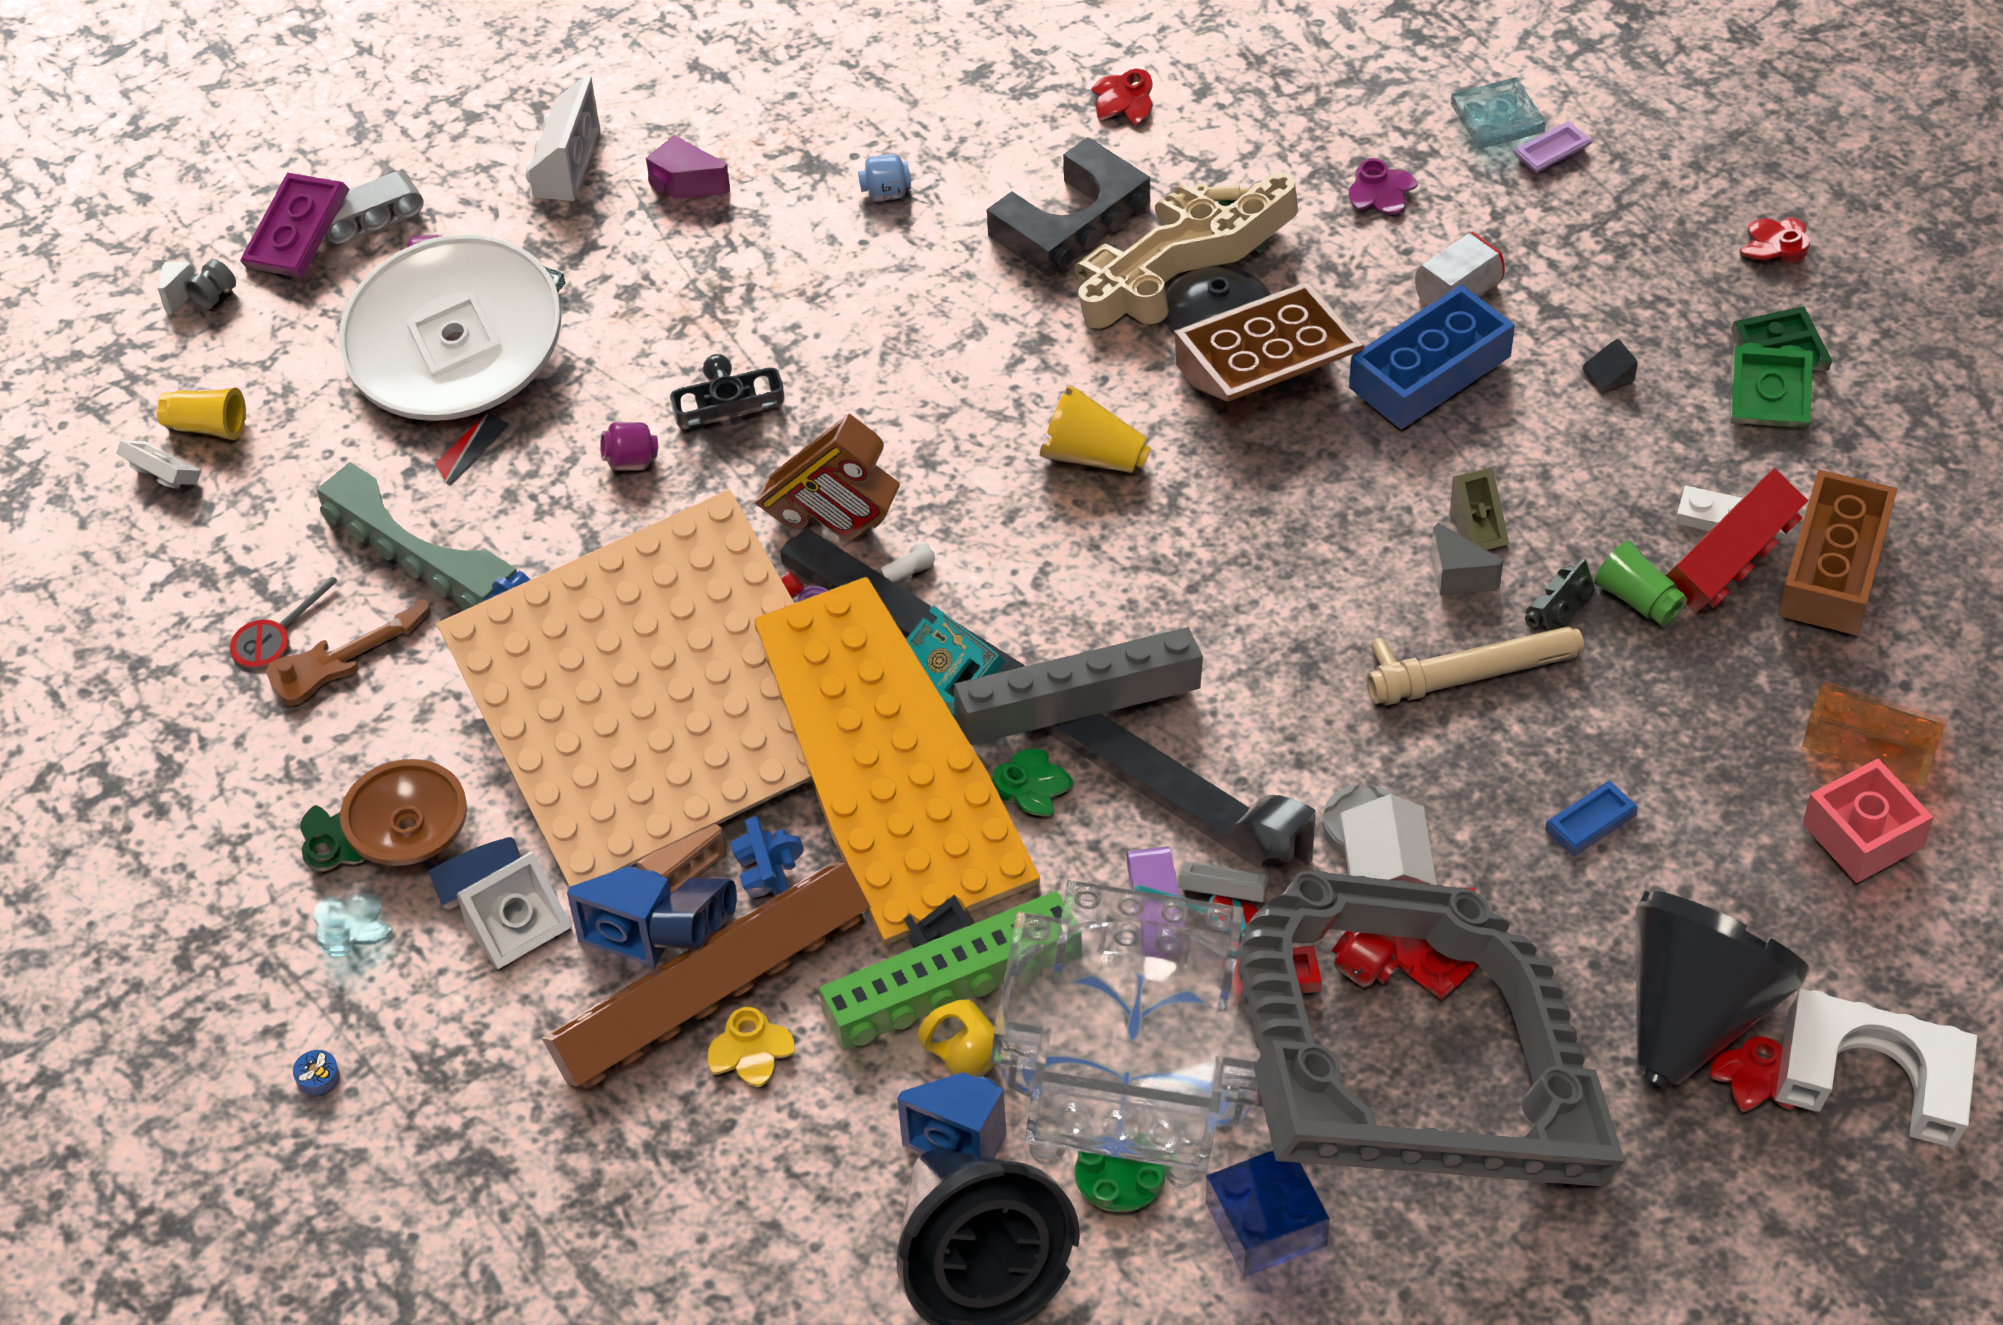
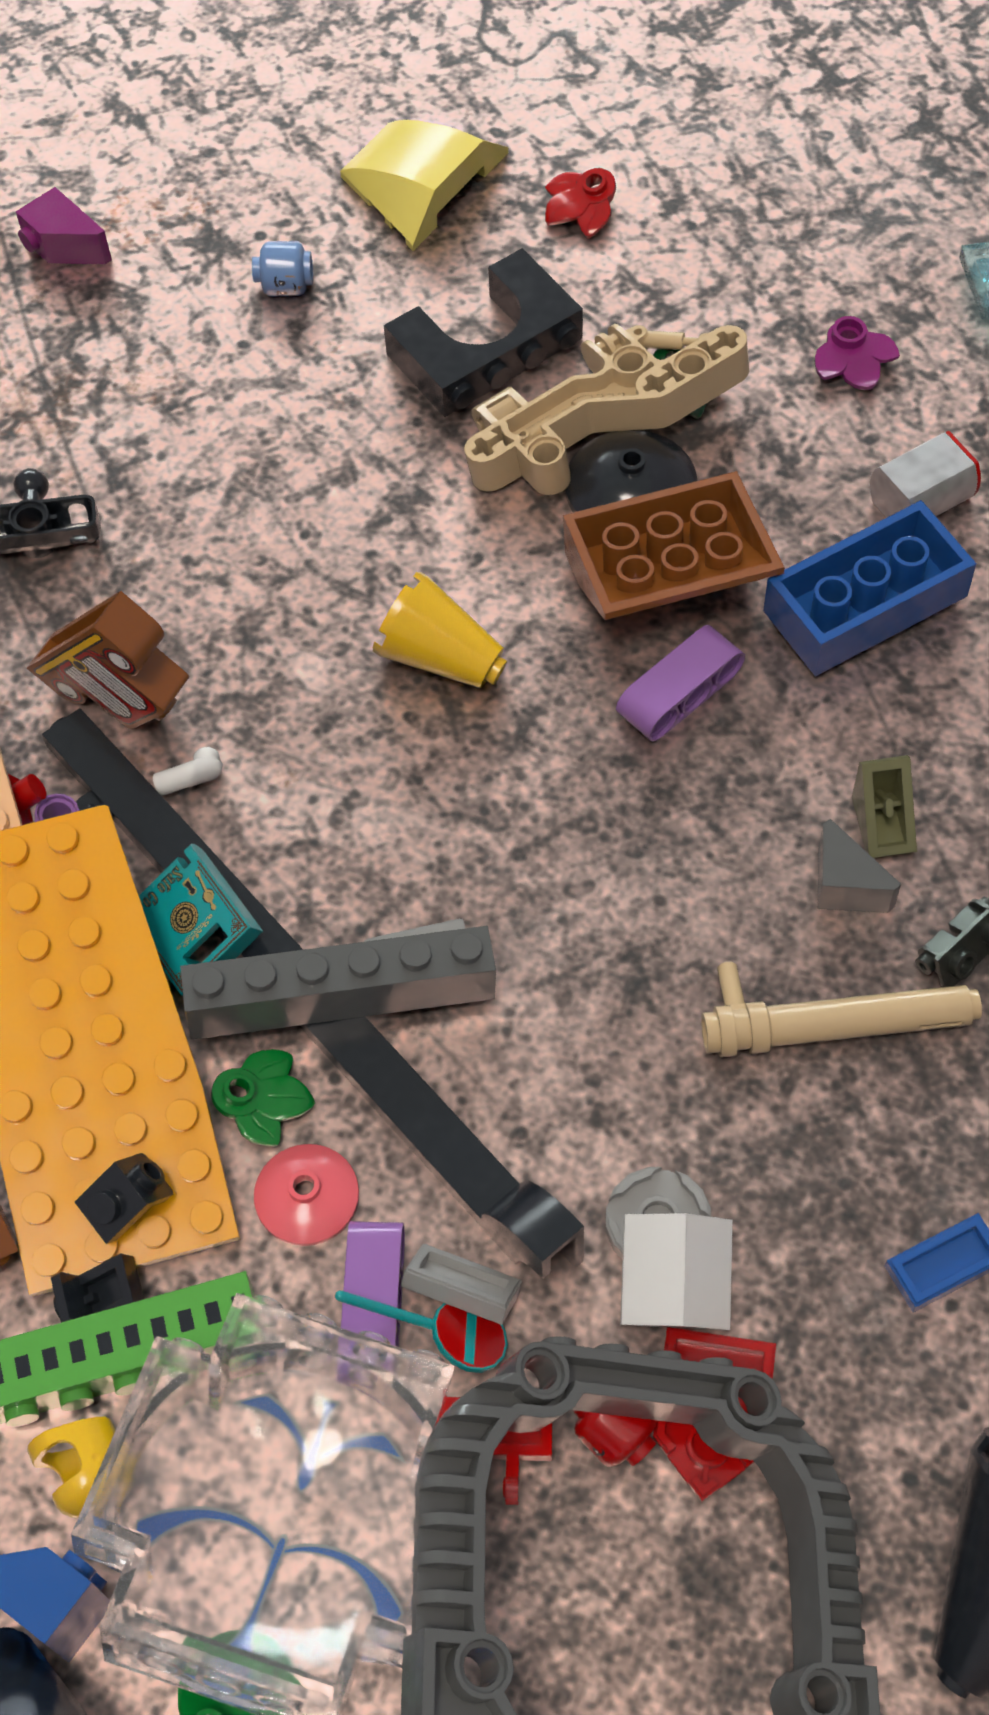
camera: 10 degrees right, 10 degrees up
(947, 852) = (123, 1195): none -> black bracket
(979, 89) = (416, 171): none -> light yellow wedge
(1083, 858) = (312, 1216): none -> coral dish
(1295, 446) = (680, 682): none -> medium lavender beam

